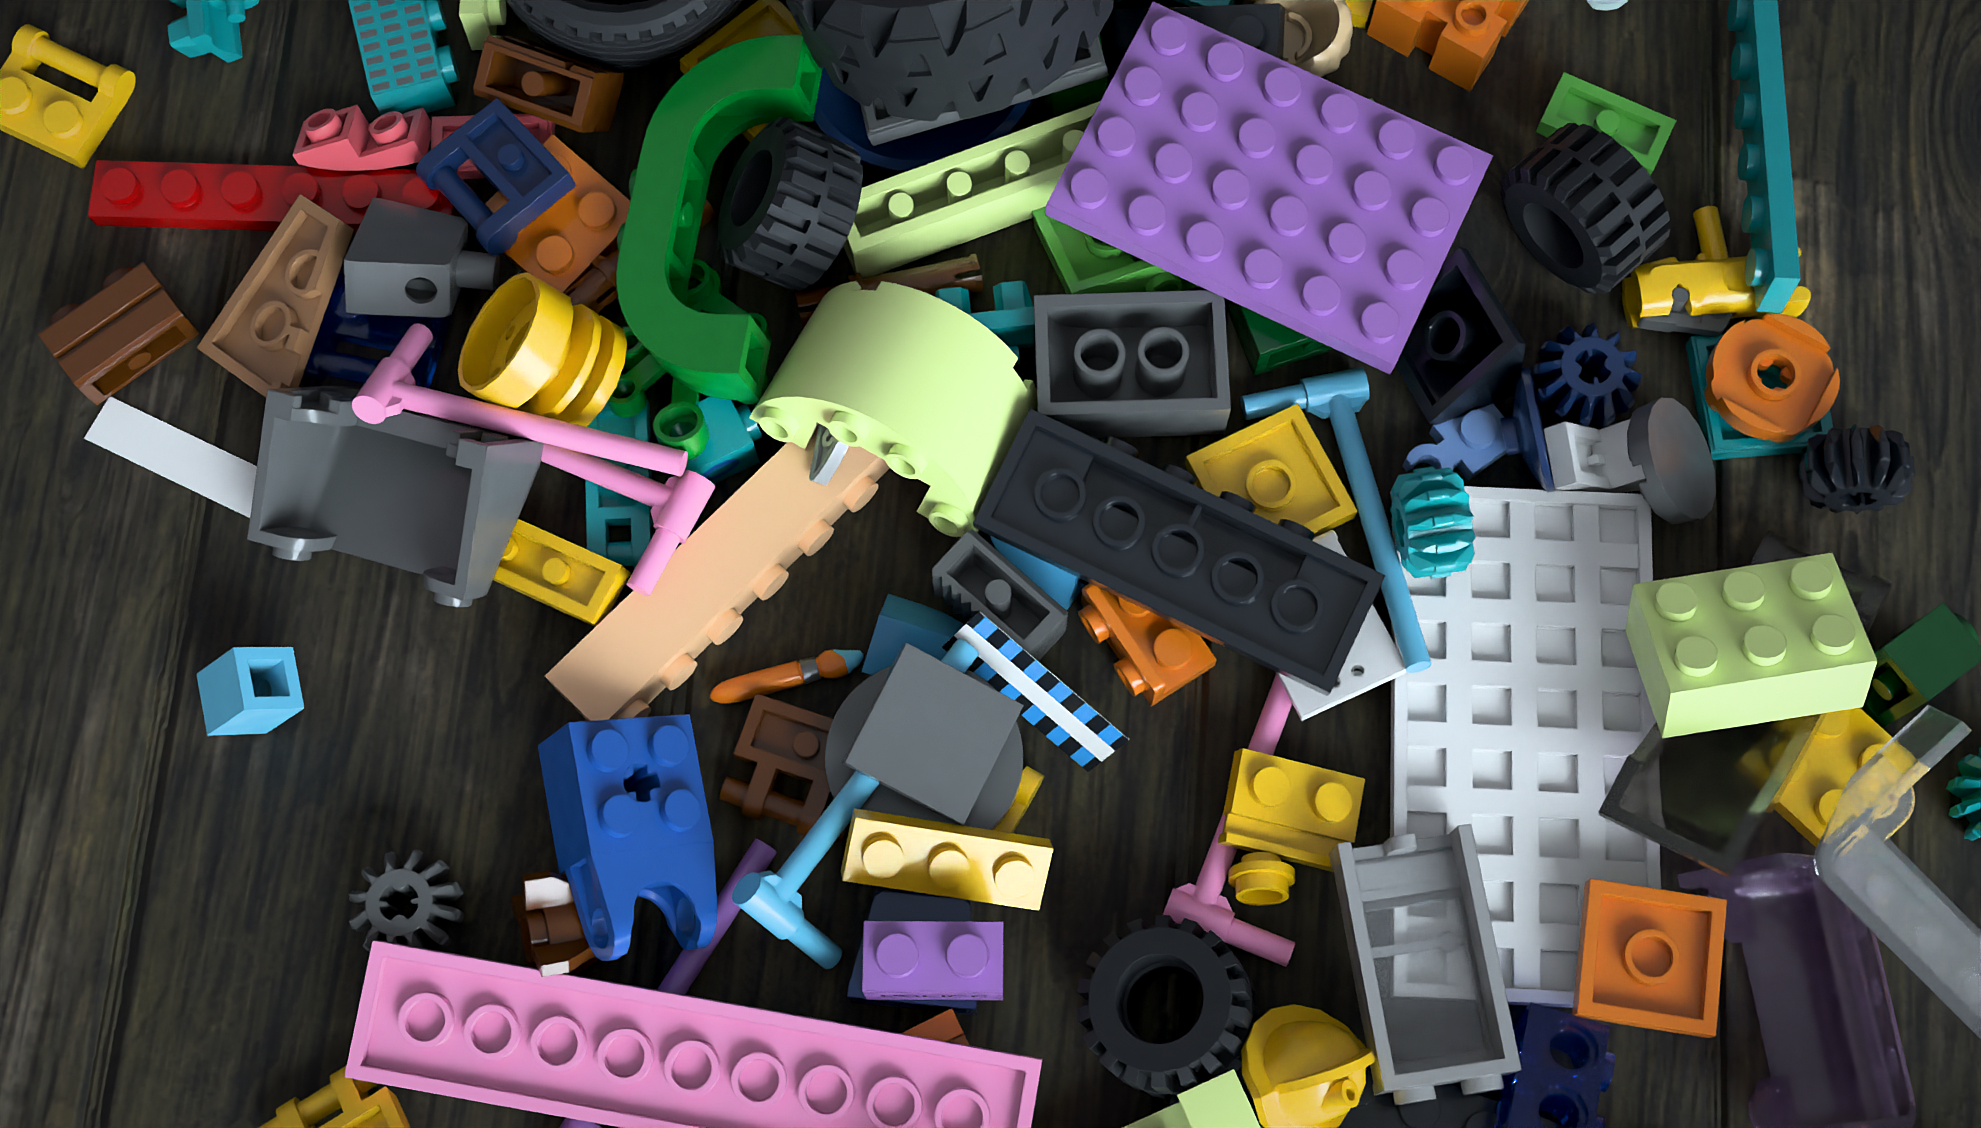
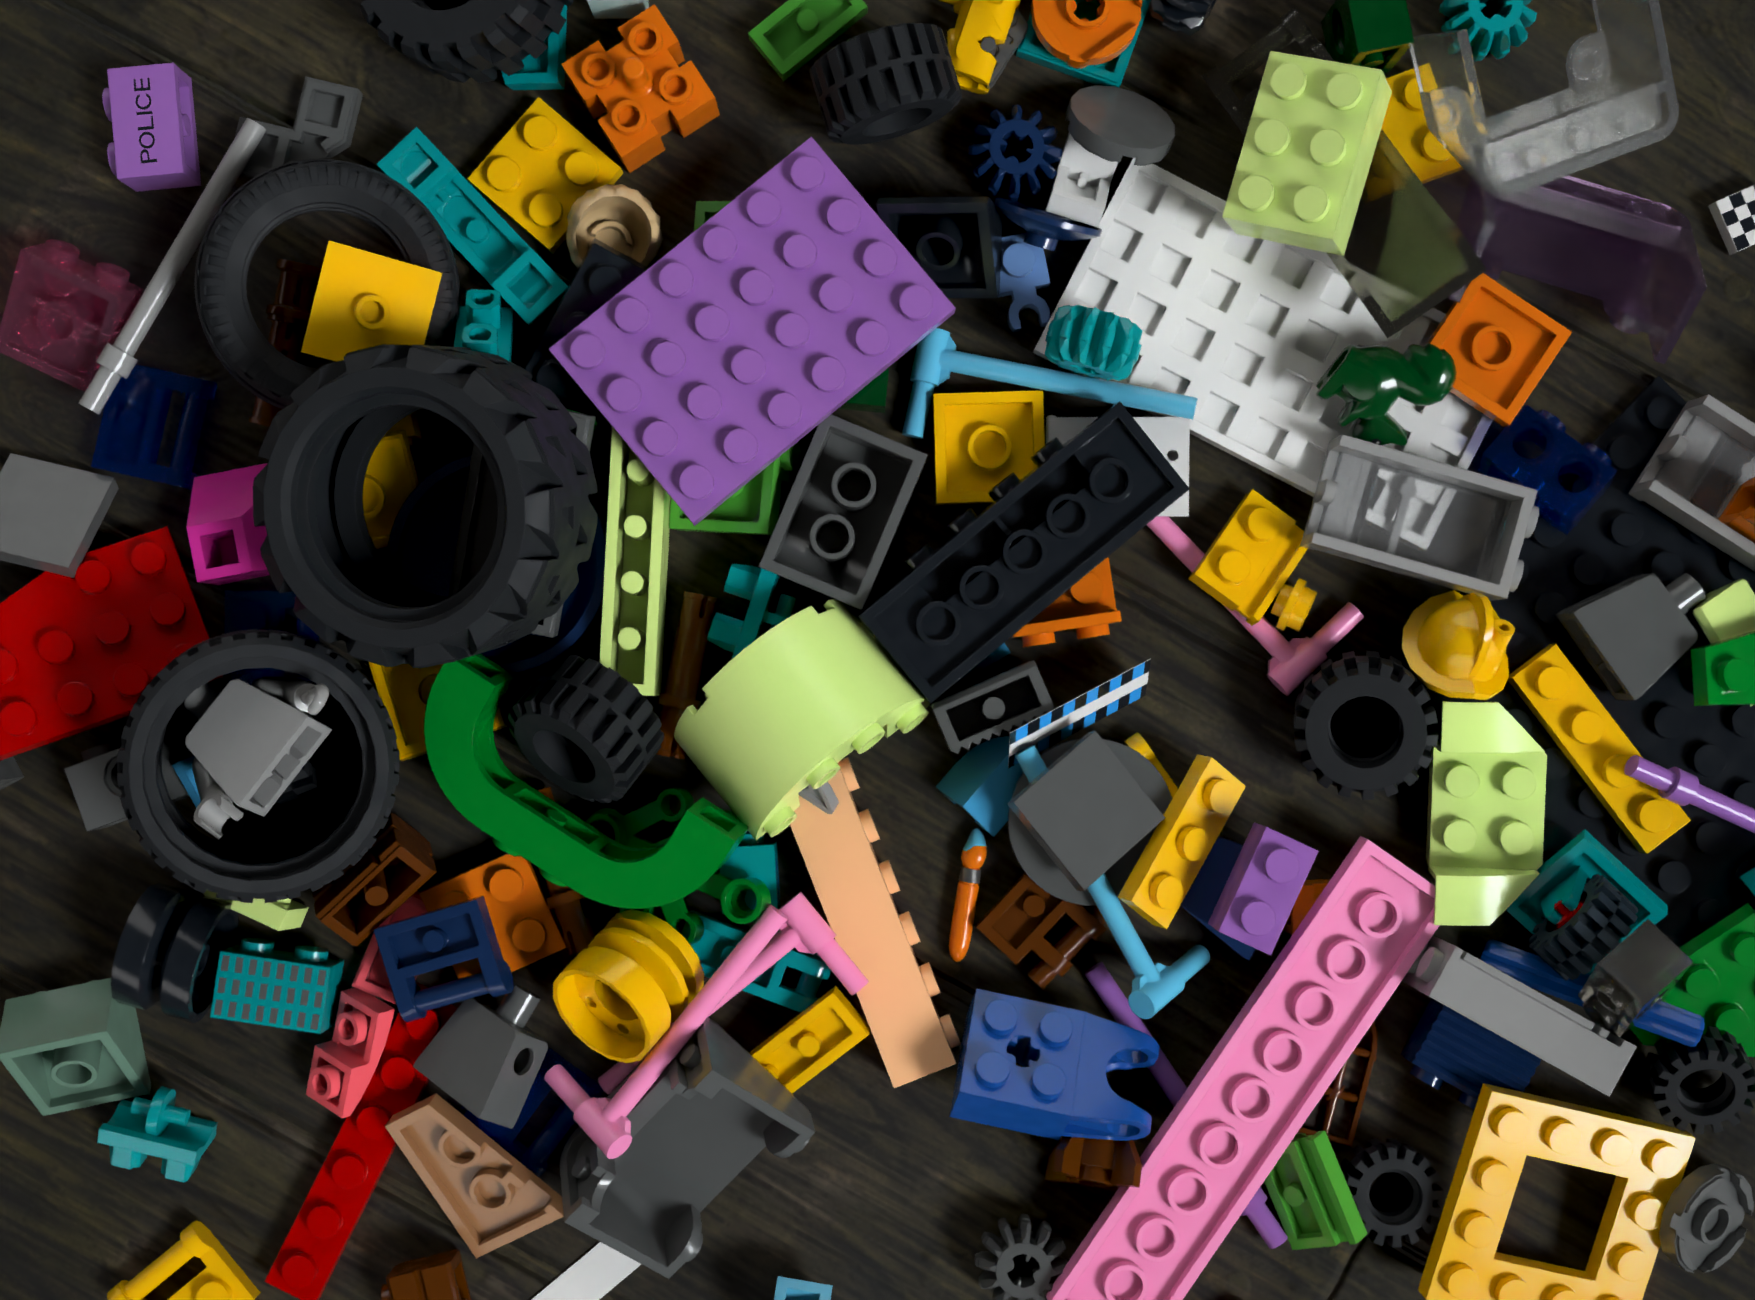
camera: 70 degrees left, 15 degrees up
(1552, 840) = (1376, 377): none -> dark green animal

